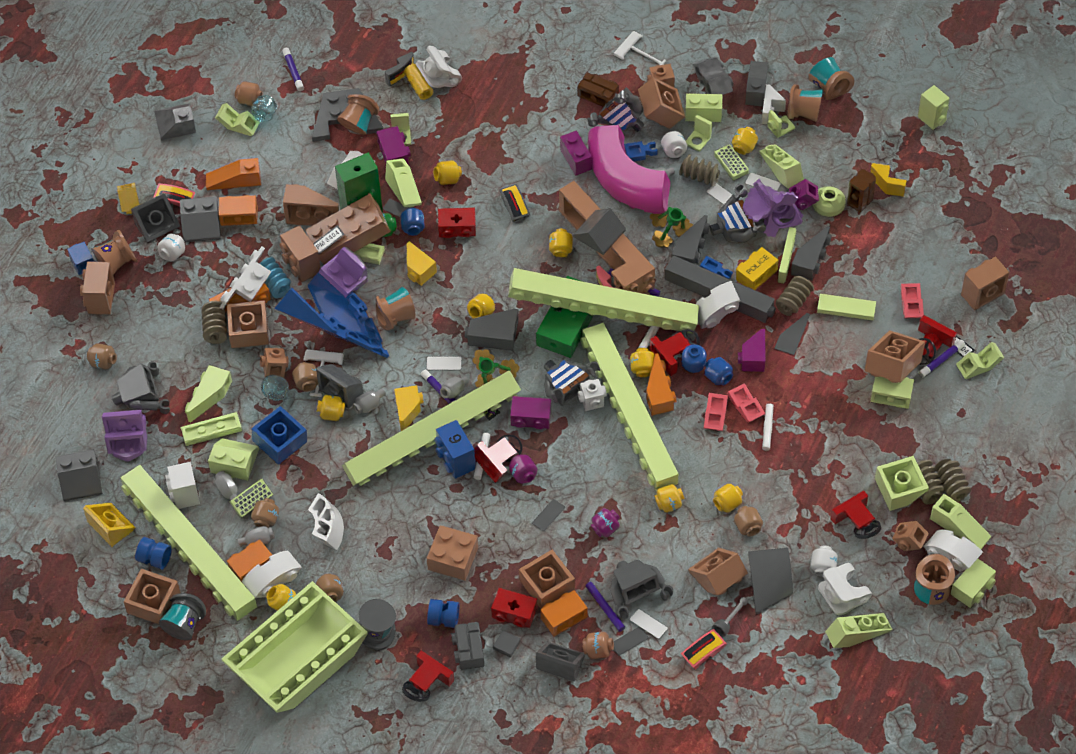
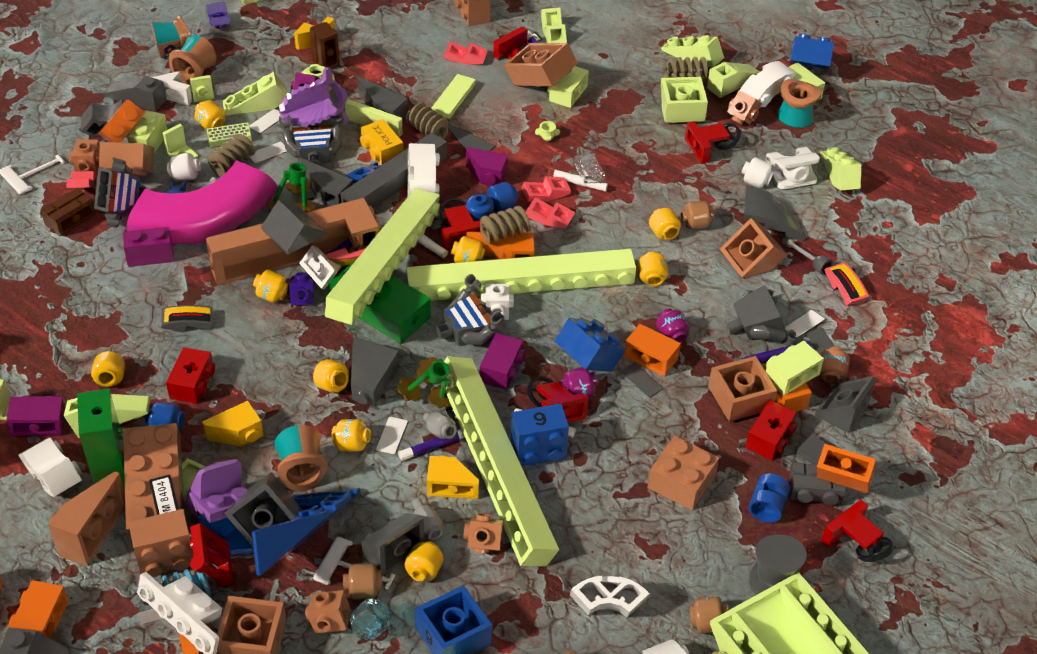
camera: 80 degrees left, 10 degrees down
(301, 277) = (211, 548): none -> red plate
(338, 300) = (262, 506): none -> dark grey slope
(361, 437) = (490, 526): none -> nougat brick
(428, 335) = (351, 435): none -> yellow head
(466, 649) = (846, 468): none -> orange brick
(556, 464) = (590, 344): none -> blue brick
(567, 606) = (794, 367): none -> yellowish green brick
(568, 262) = (302, 289): none -> dark purple bracket
(575, 513) = (652, 349): none -> orange brick
(582, 269) = (319, 266): none -> white slope
(632, 84) = (82, 179): none -> coral slope
(664, 374) = (504, 222): none -> dark tan piece
(696, 84) = (121, 122): none -> orange brick
(780, 428) = (589, 168): none -> clear plate
(824, 383) = (547, 130): none -> yellowish green plate
(883, 103) = (218, 14): none -> dark purple bracket
(990, 484) = (695, 47): none -> yellowish green slope
(1013, 580) = (812, 52): none -> blue brick

